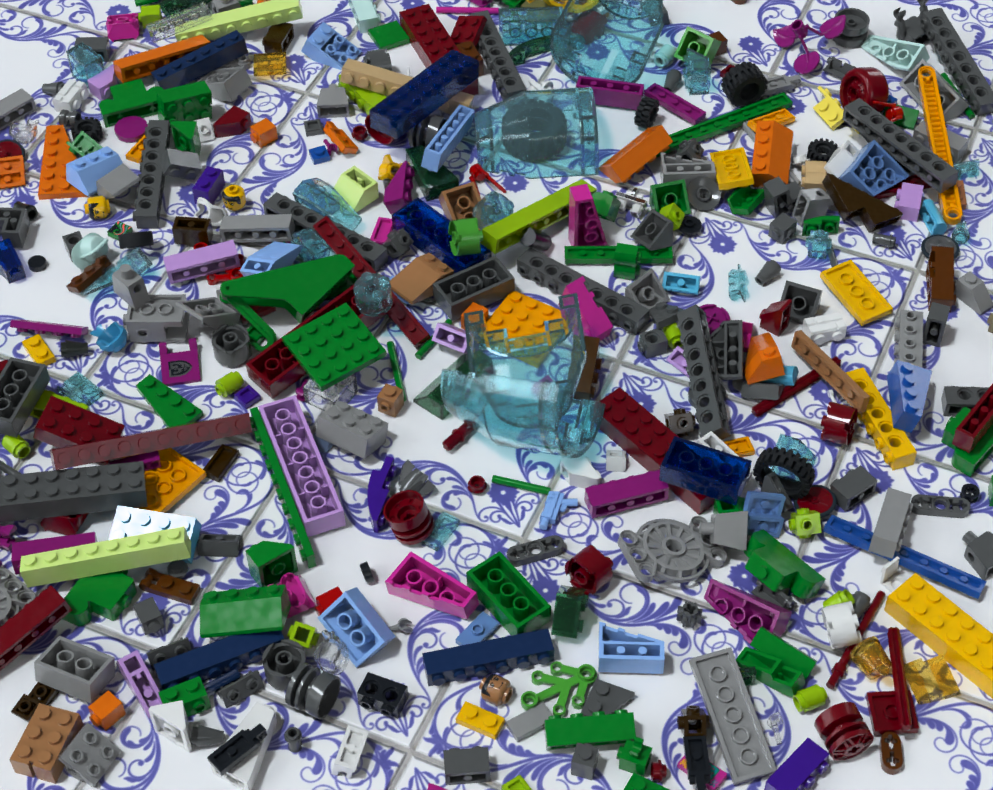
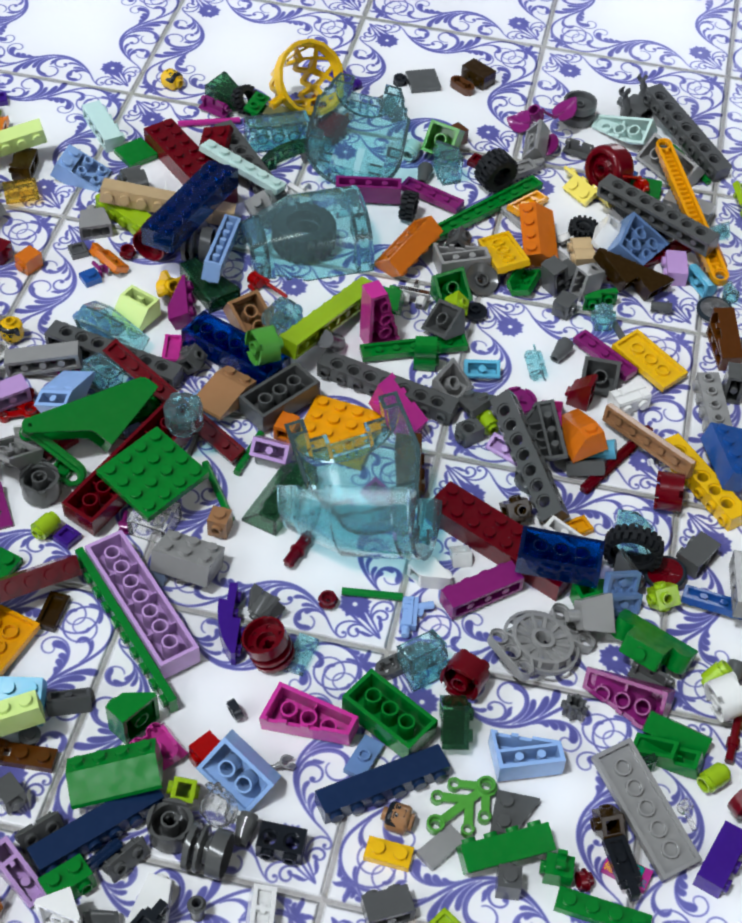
camera: 15 degrees left, 0 degrees up
(353, 677) = (245, 827): none -> dark grey cone
(487, 59) = (244, 167): none -> light aqua plate
(496, 94) = (259, 201): none -> light grey torso
(551, 550) = (423, 659): none -> clear light blue slope
(795, 57) = (536, 141): none -> light grey slope
(806, 276) = (598, 349): none -> magenta plate

